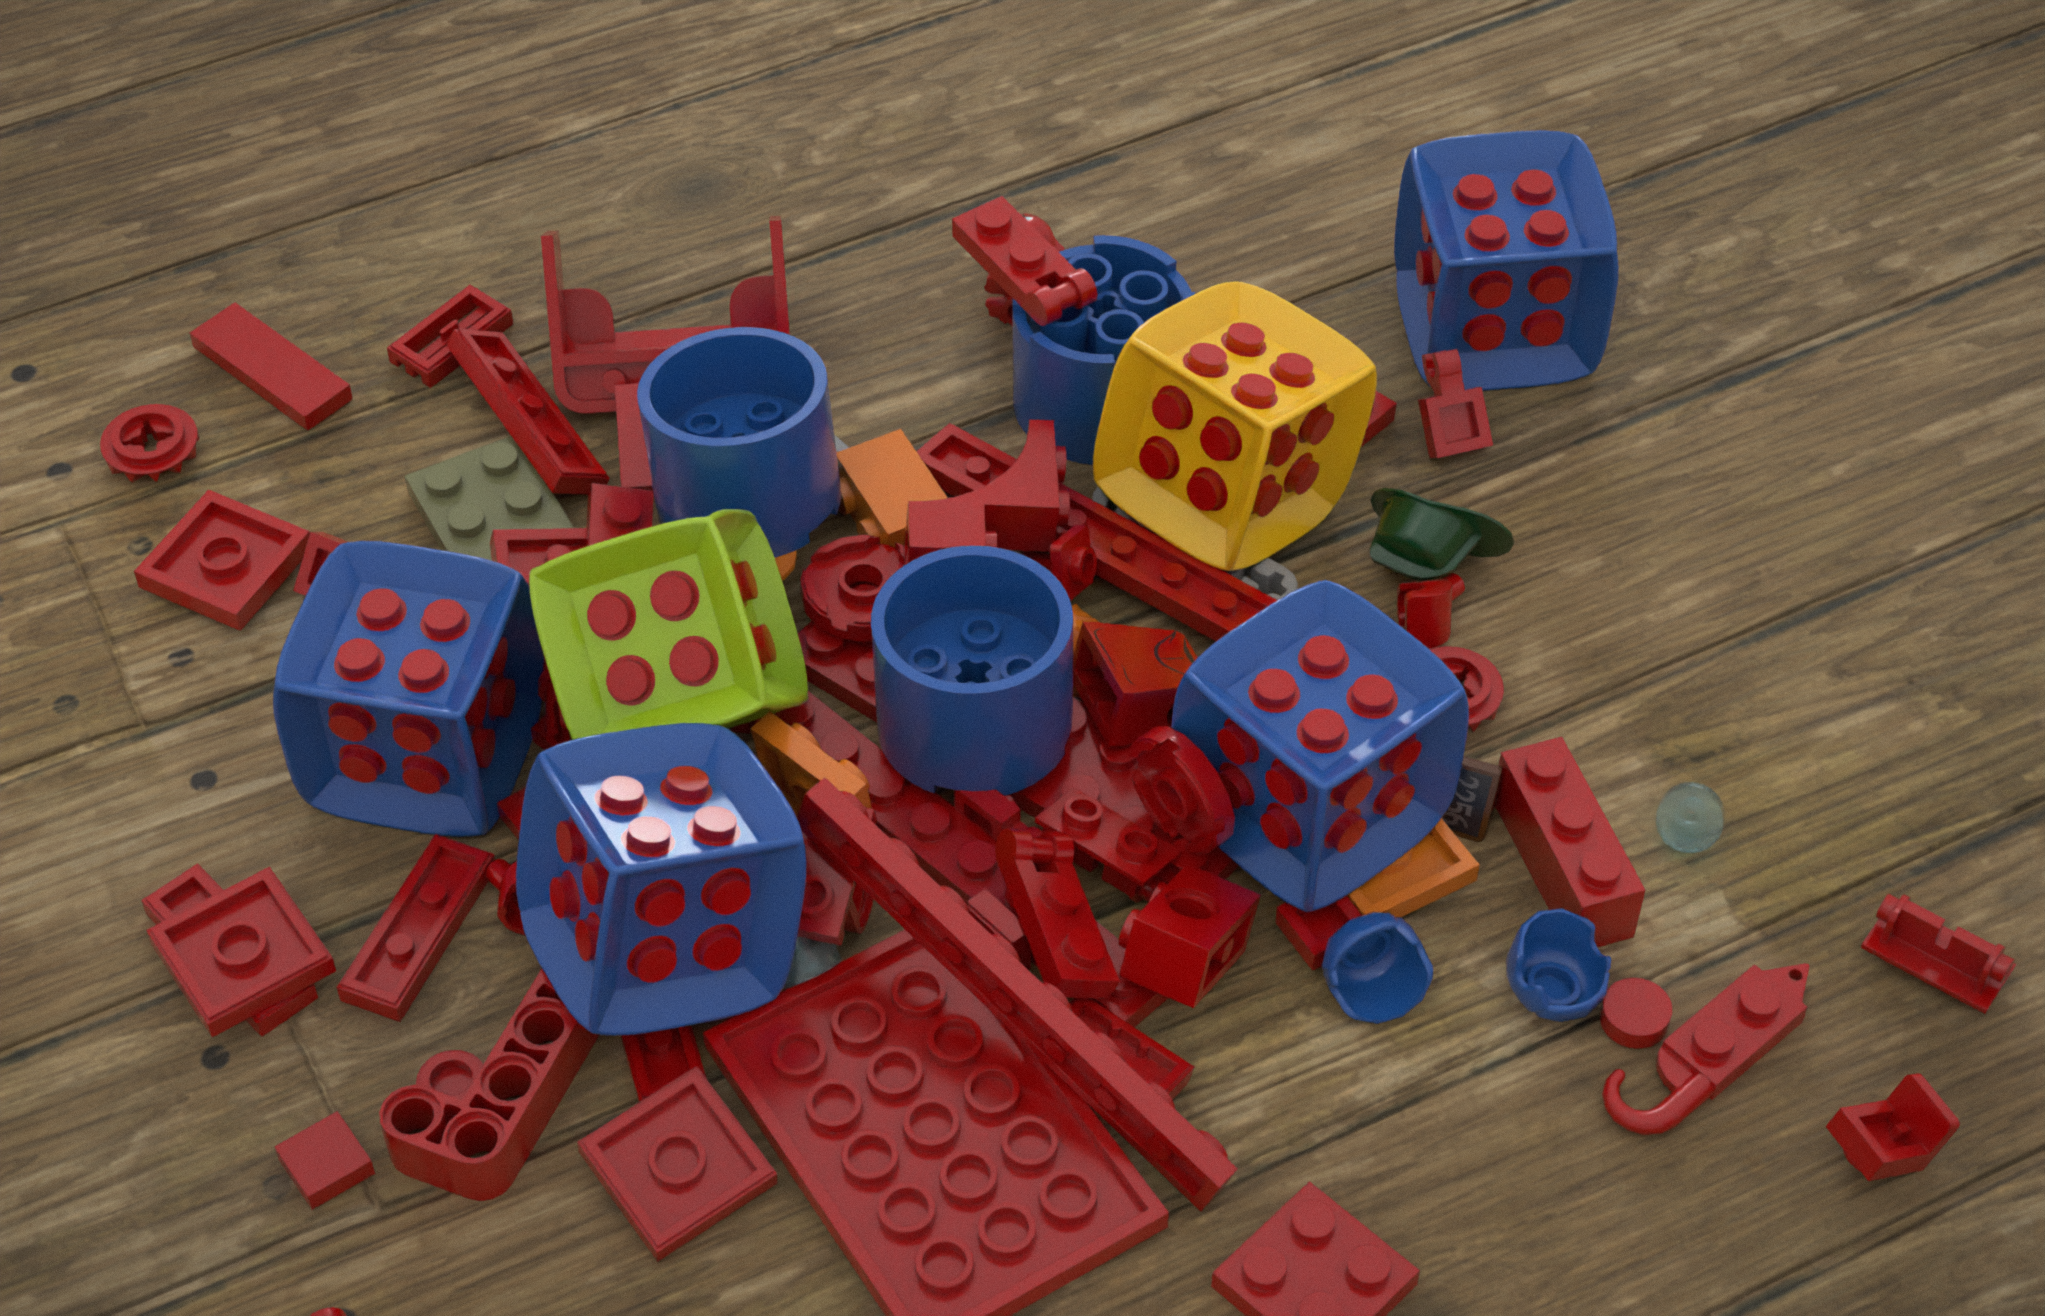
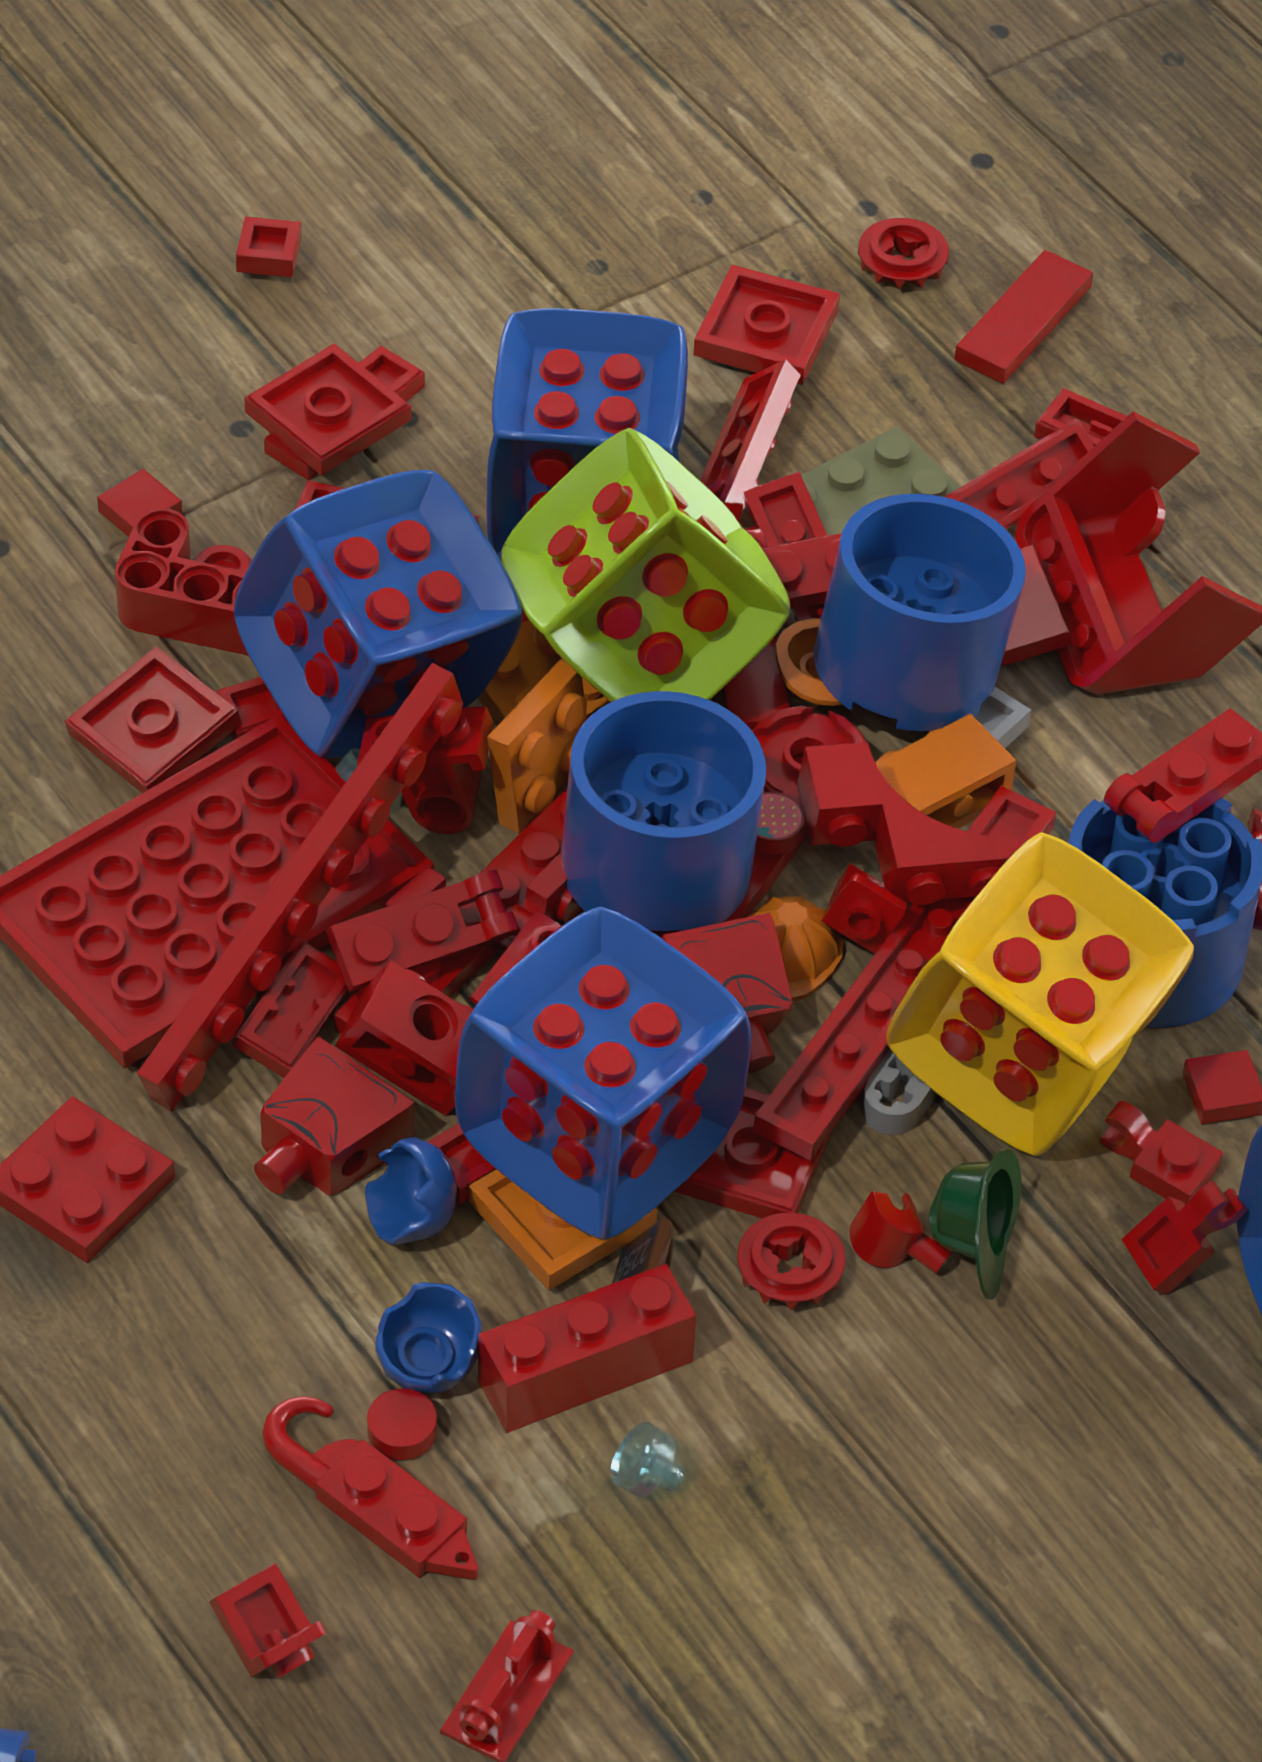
camera: 80 degrees right, 0 degrees up
(1272, 1035) = (329, 1123): none -> red torso

